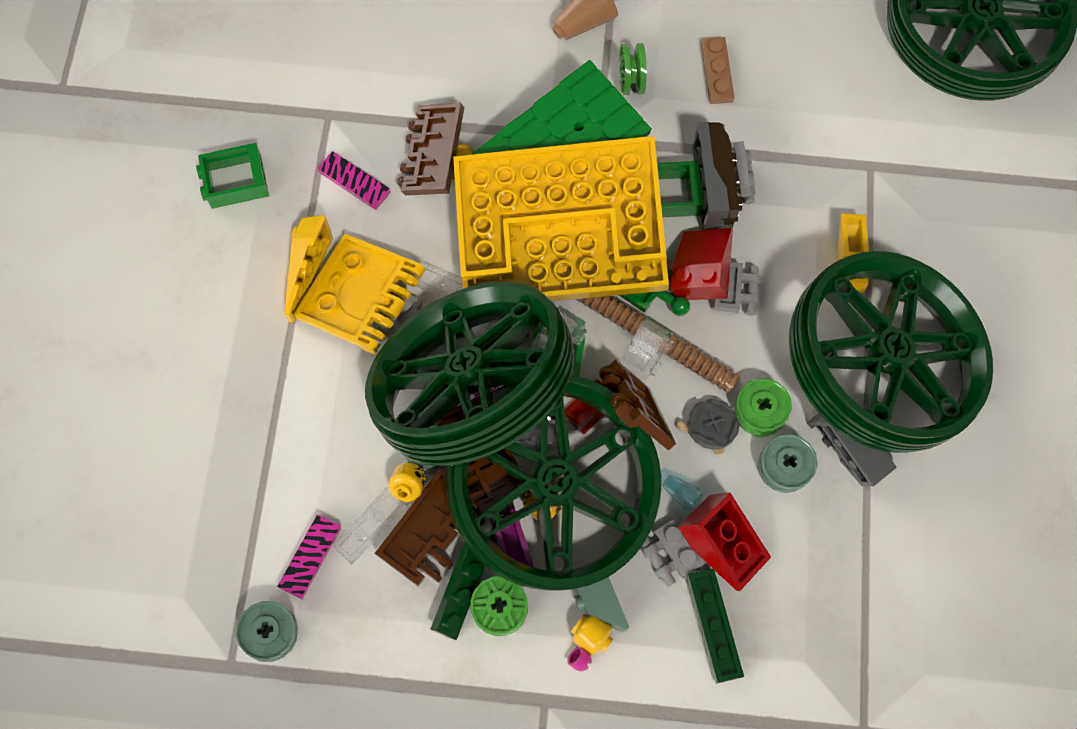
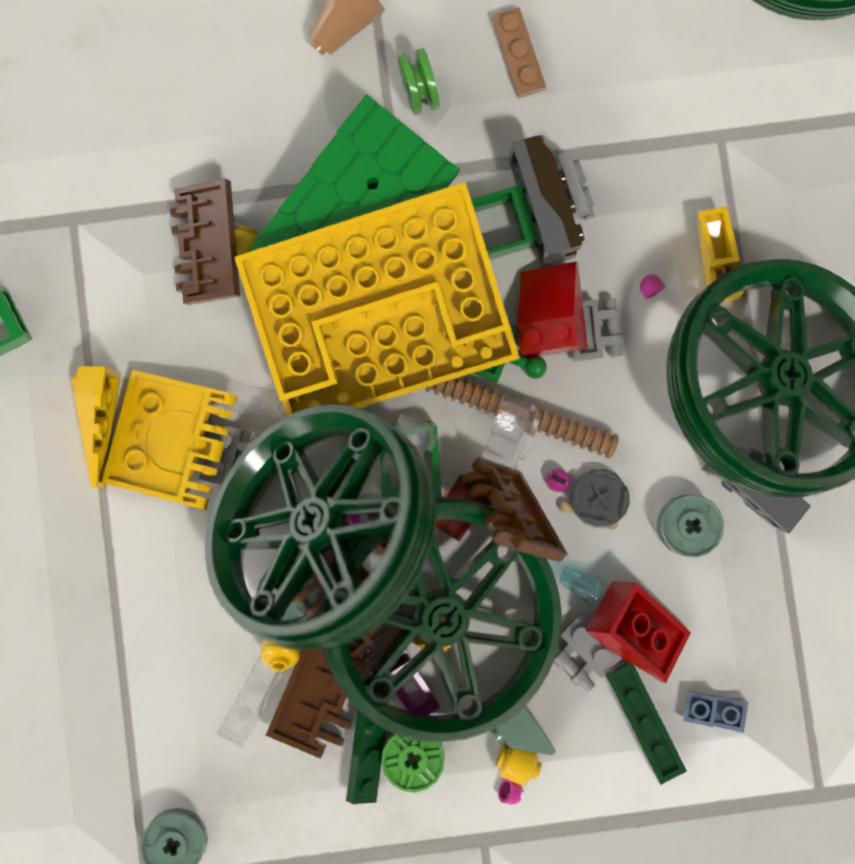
camera: 10 degrees left, 15 degrees up
(309, 557) = (196, 750): tile -> none
(354, 180) = (125, 298): dark pink tile -> none
(676, 405) = (555, 486): none -> dark pink hinge
(760, 393) = (666, 458): bright green wheel -> none
(780, 632) = (715, 711): none -> sand blue slope
(791, 265) = (651, 285): none -> dark pink hinge

